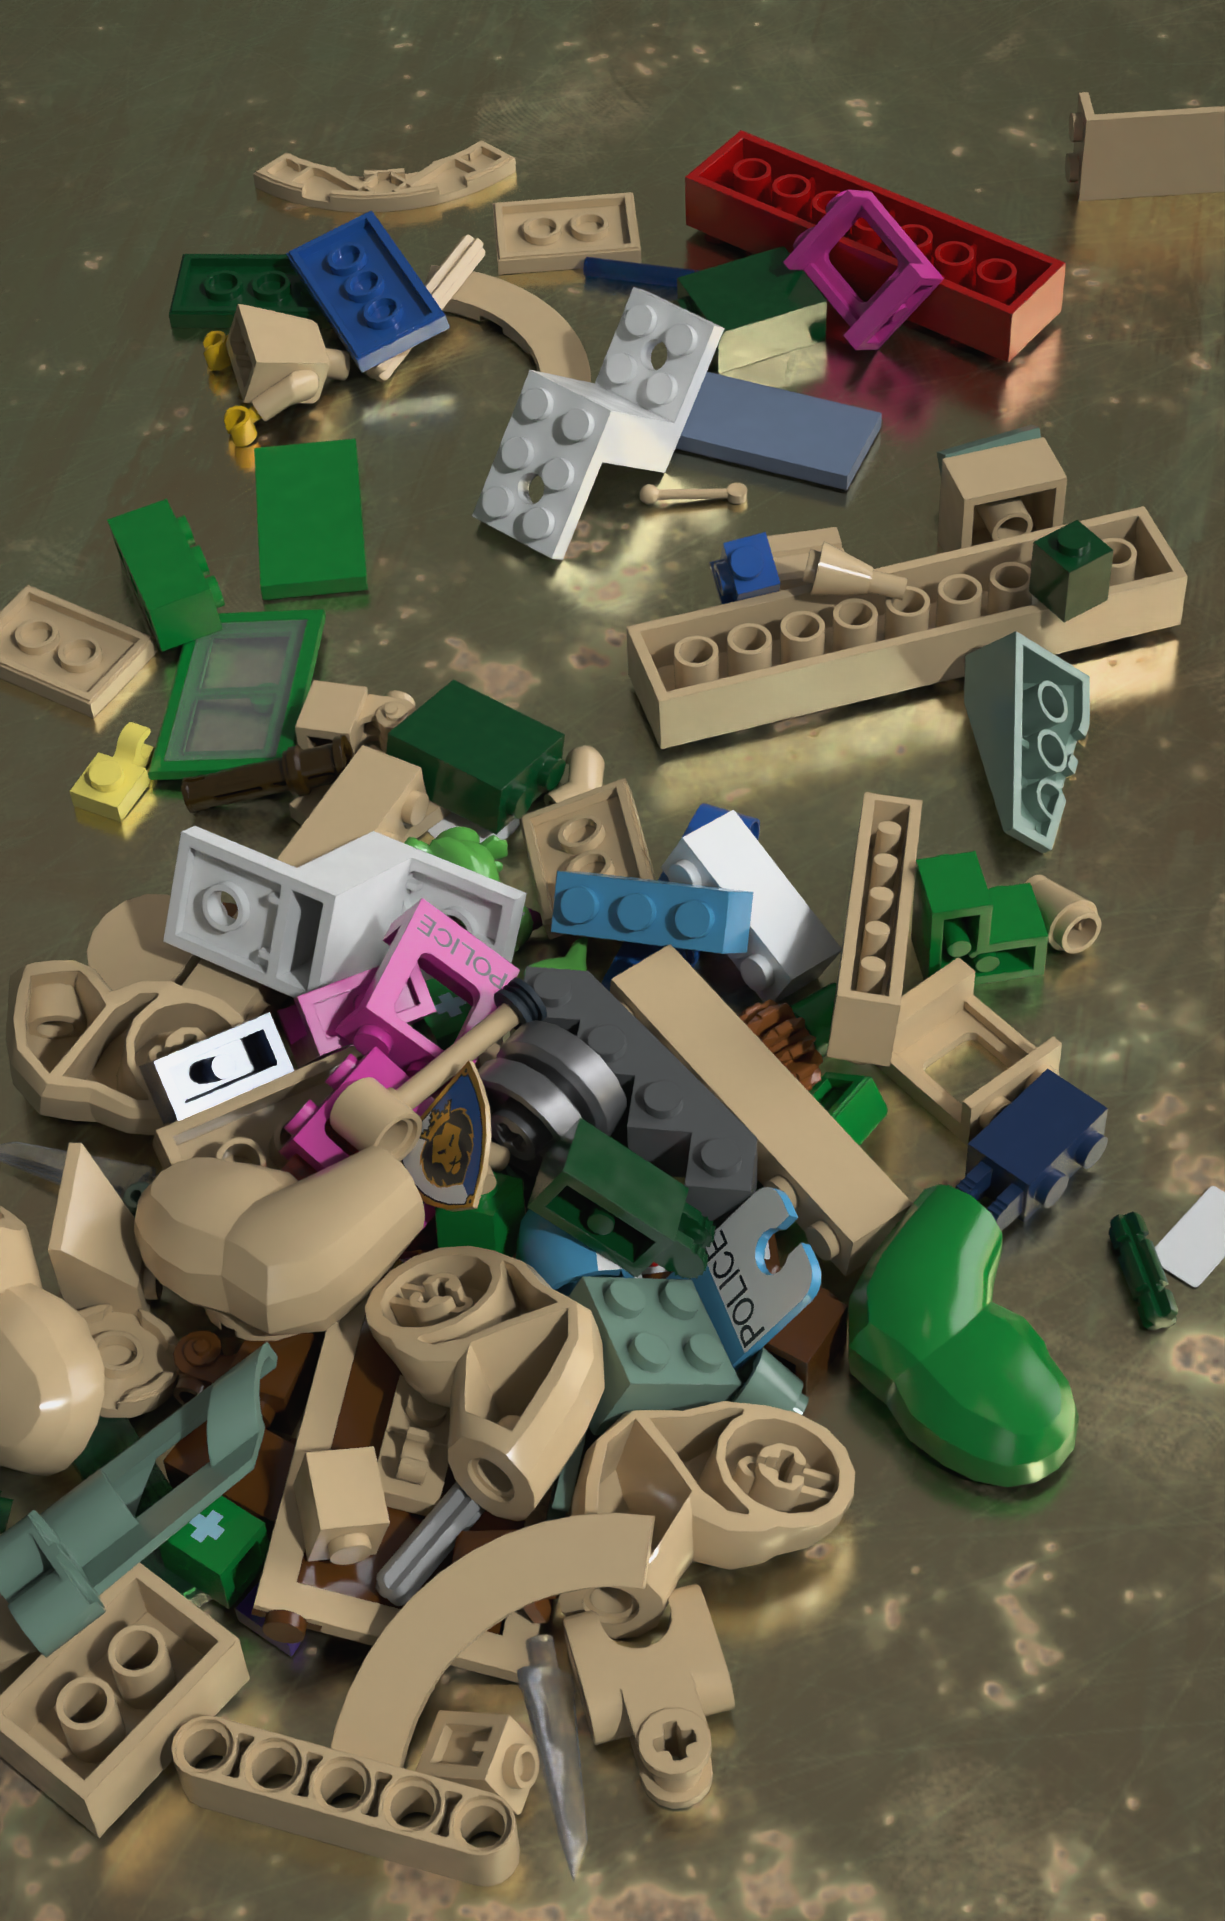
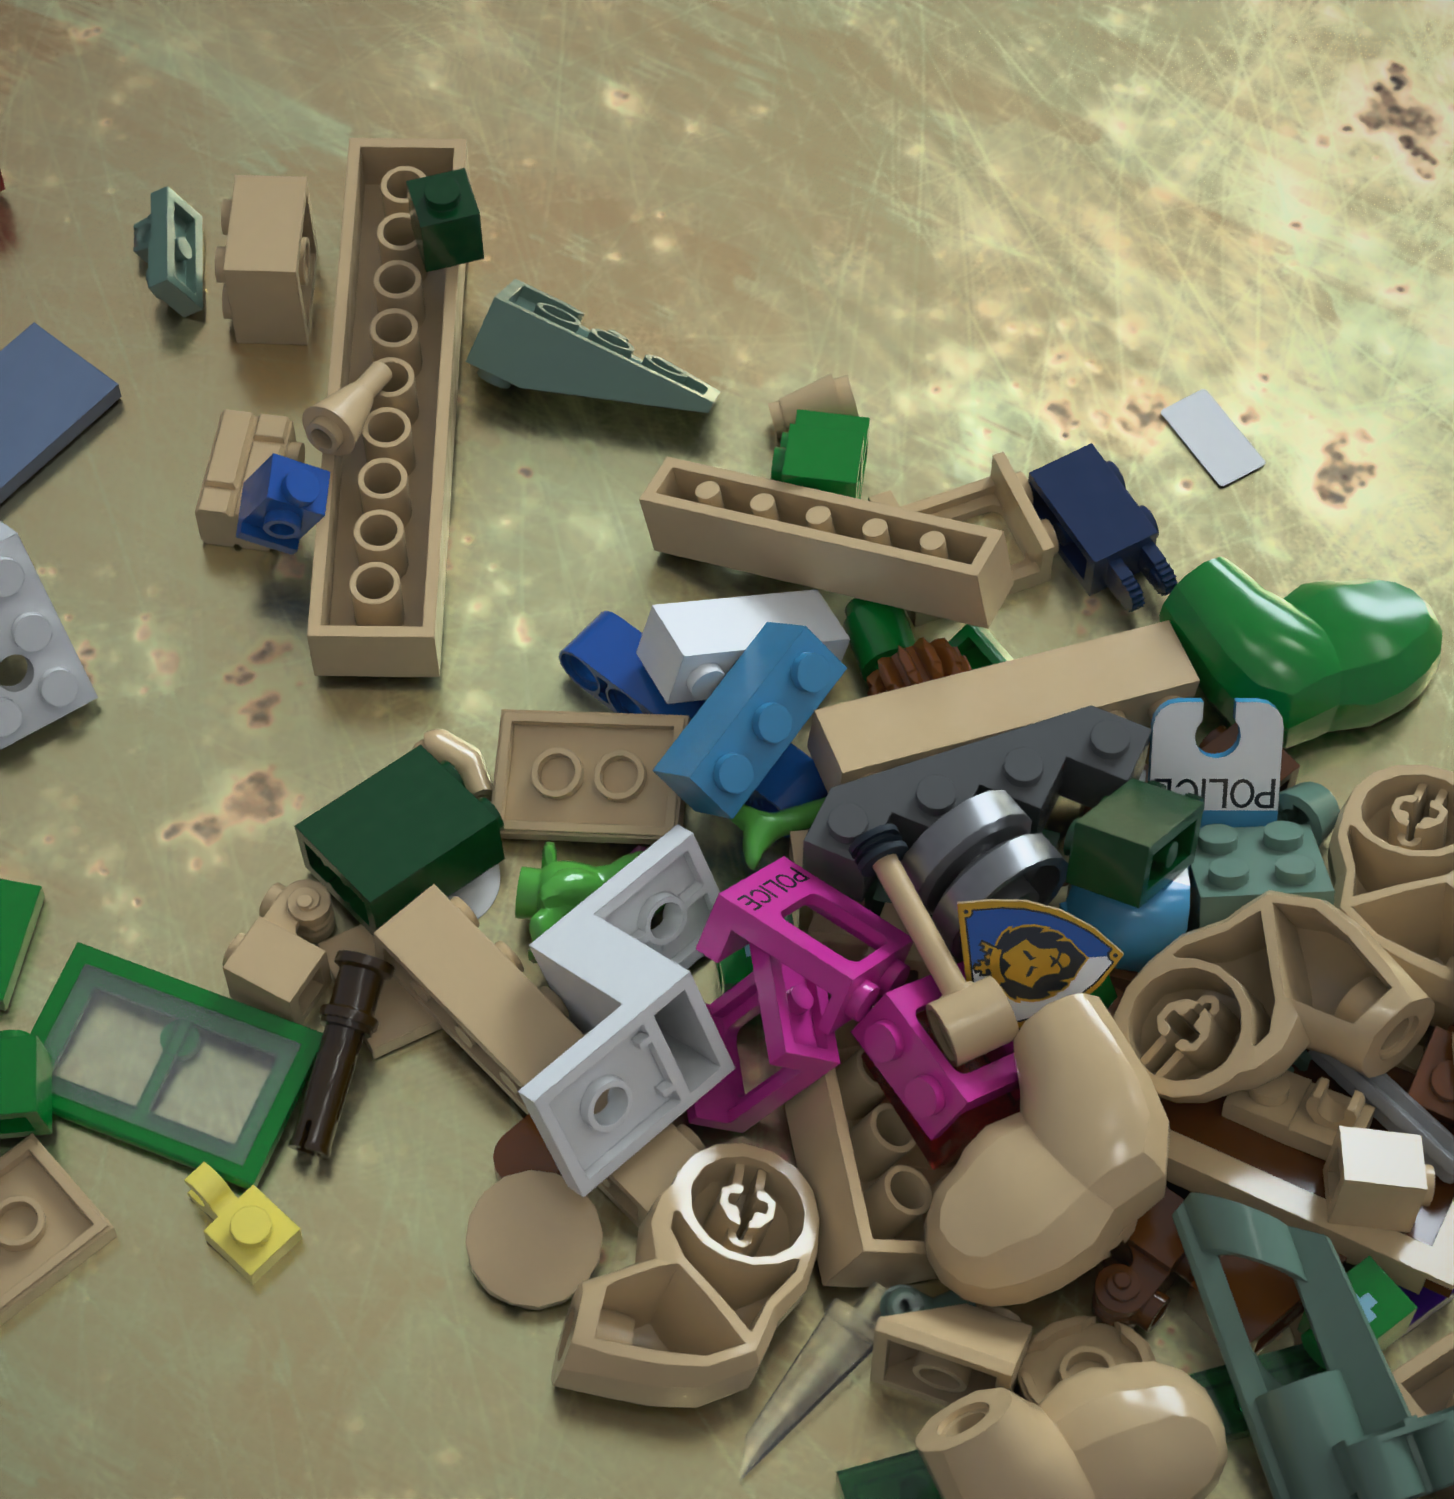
camera: 75 degrees left, 10 degrees up
(216, 1068) = (813, 1170): brick -> none
(734, 493) = (75, 498): tan hinge -> none
(1143, 1271) = (1245, 491): dark green axle -> none

